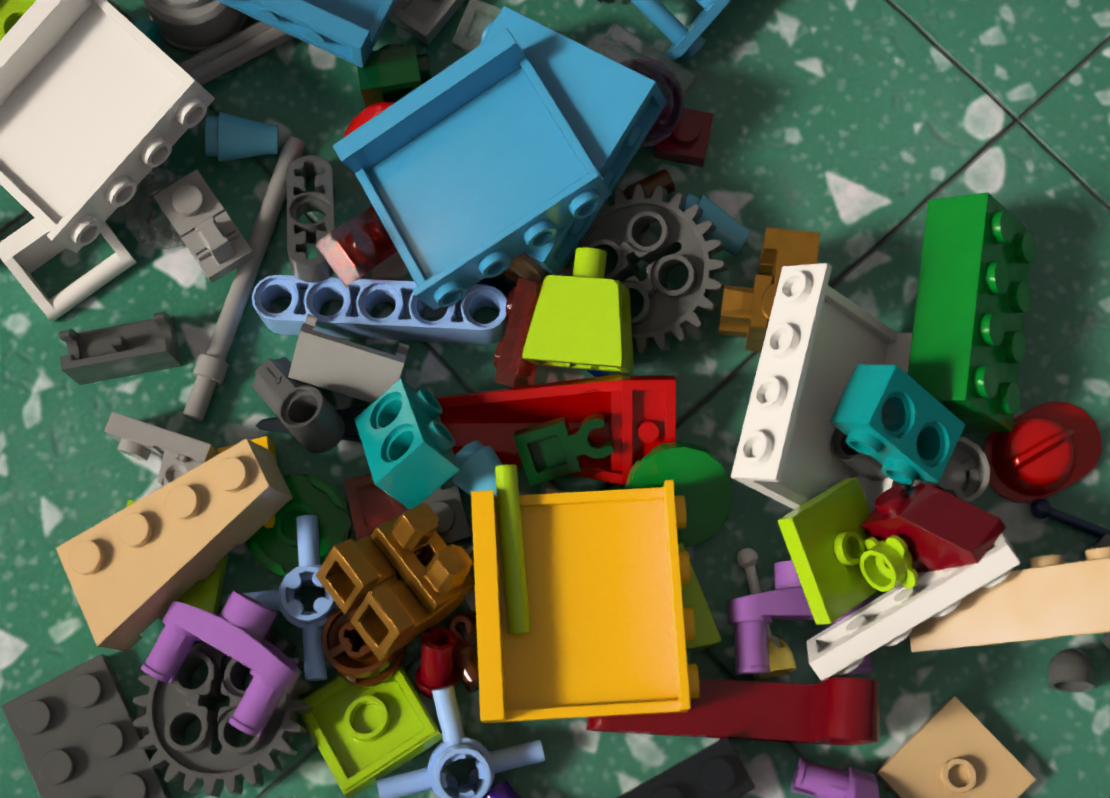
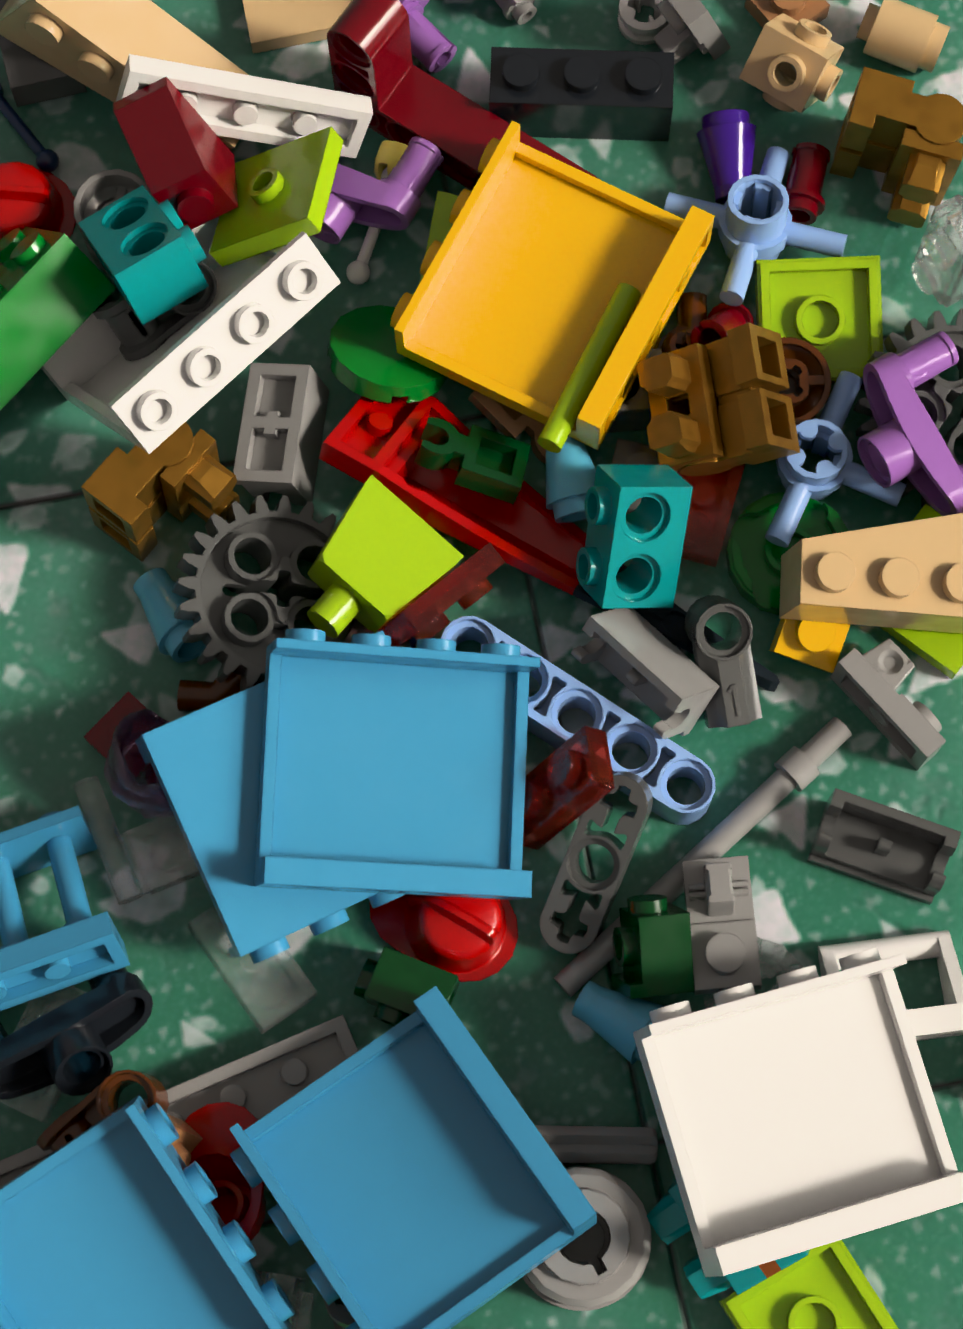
camera: 150 degrees left, 0 degrees up
(241, 181) = (653, 948): none -> dark green brick
(714, 387) = (281, 431): none -> light grey hinge
(888, 564) = (241, 149): lime plate -> none

